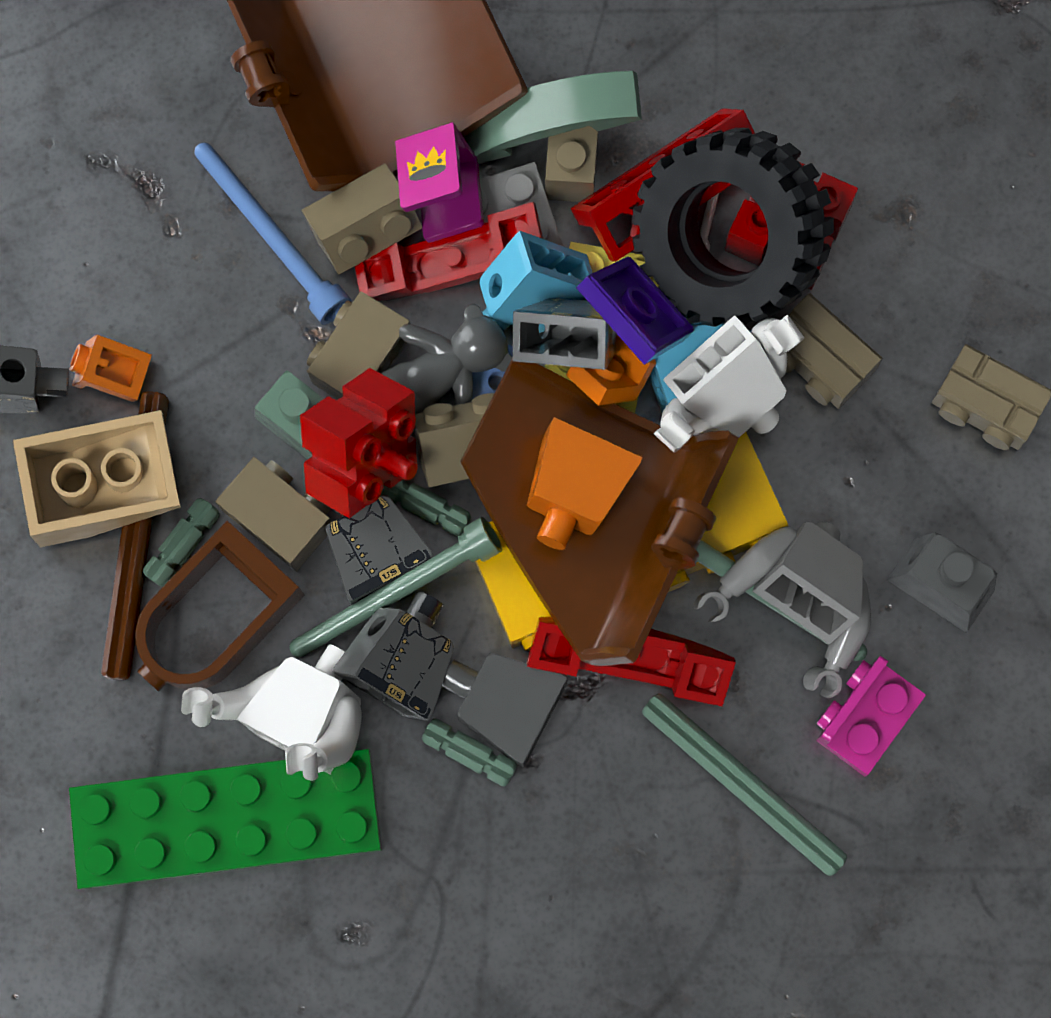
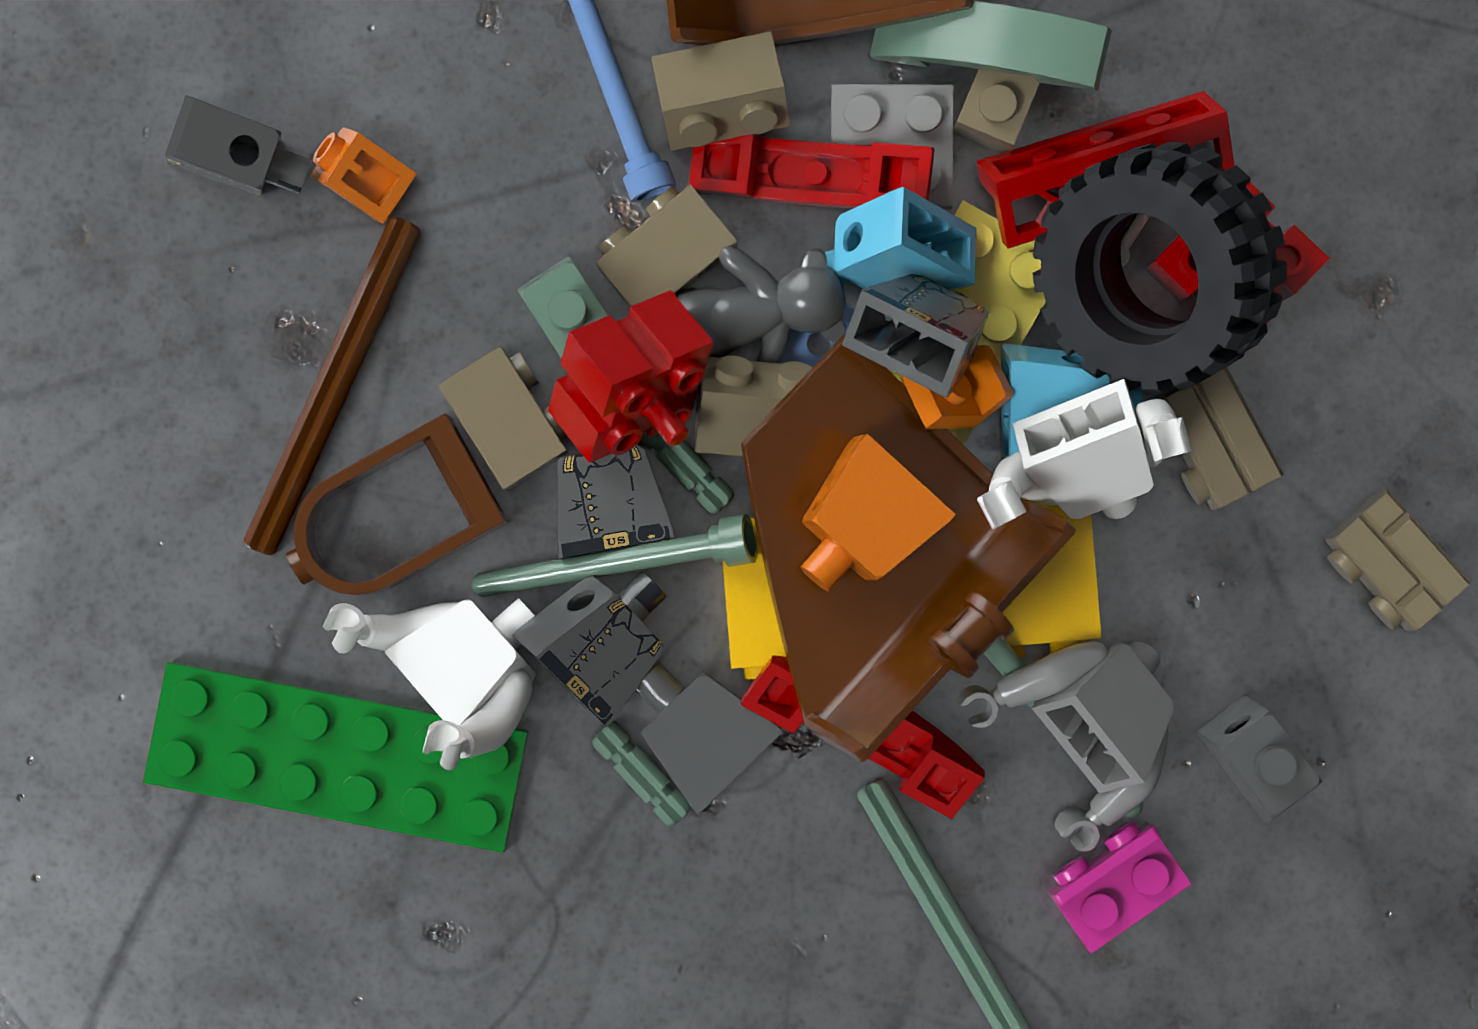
camera: 15 degrees right, 10 degrees up
(95, 477) = (307, 308): tan slope -> none
(181, 542) = (383, 413): sand green axle -> none
(442, 179) = (829, 80): piece -> none
(635, 309) = (1008, 335): dark purple plate -> none

